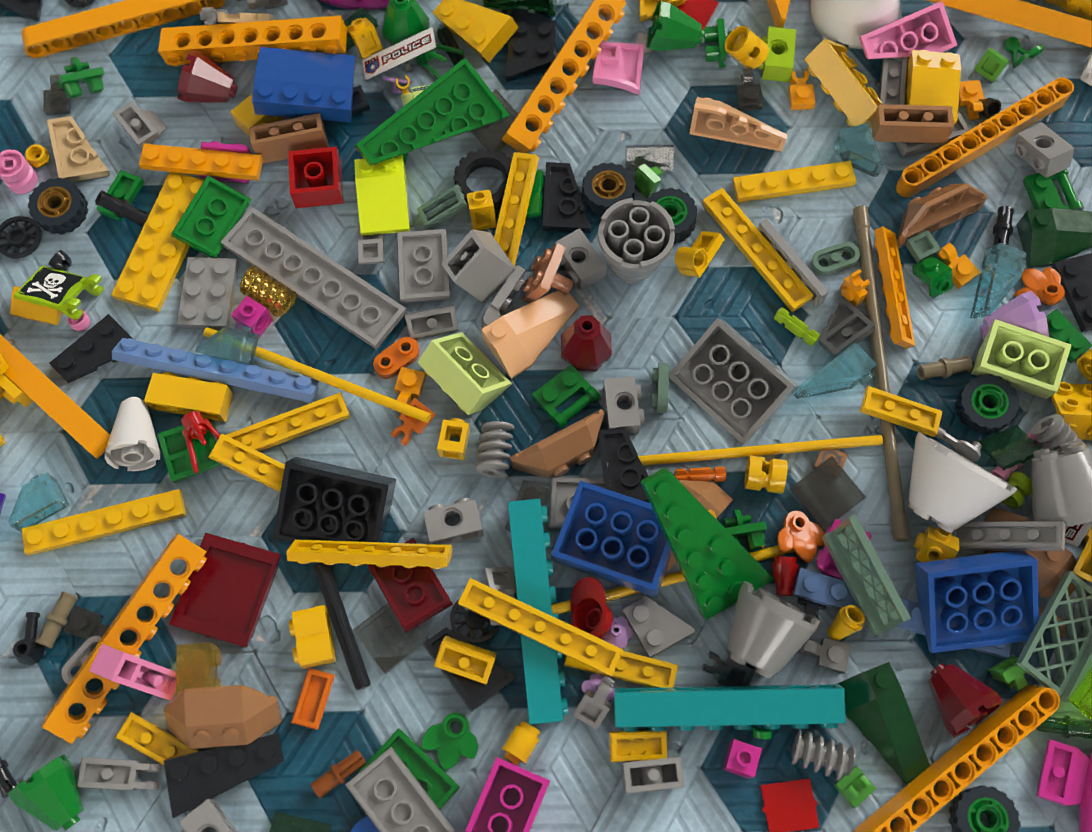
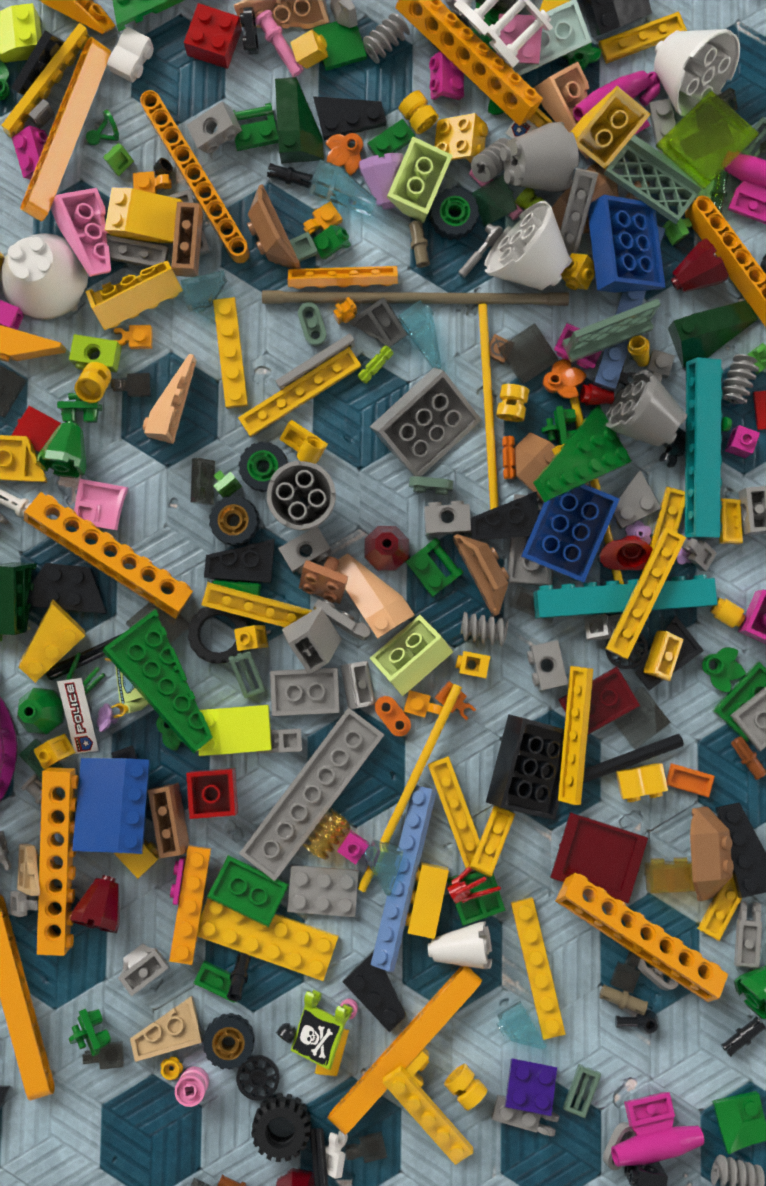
camera: 90 degrees left, 15 degrees up
(134, 672) = (676, 926): bright pink slope -> none
(900, 411) = (460, 285): yellow tile -> none

